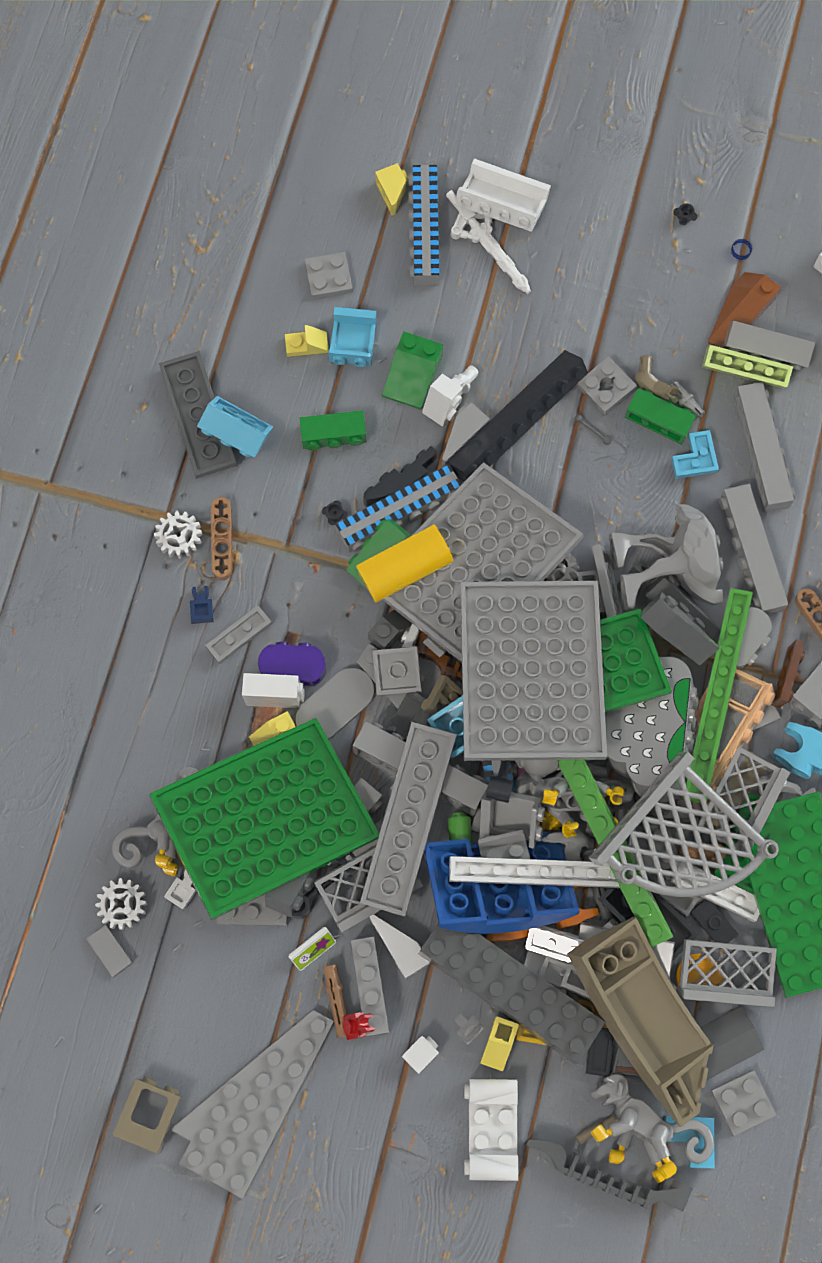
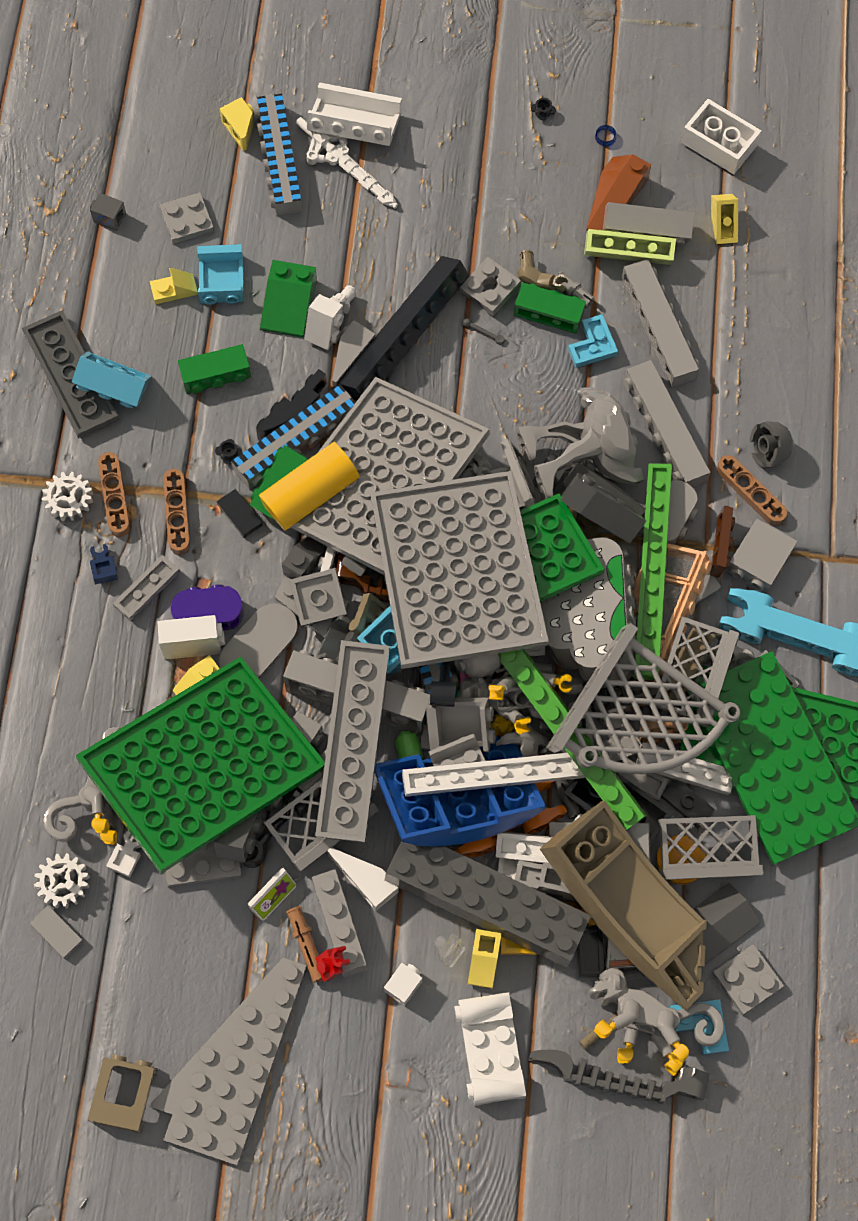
camera: 10 degrees left, 5 degrees down
(255, 258) = (107, 211): none -> dark grey brick
(280, 564) = (176, 511): none -> medium nougat beam
(335, 575) = (239, 513): none -> black tile

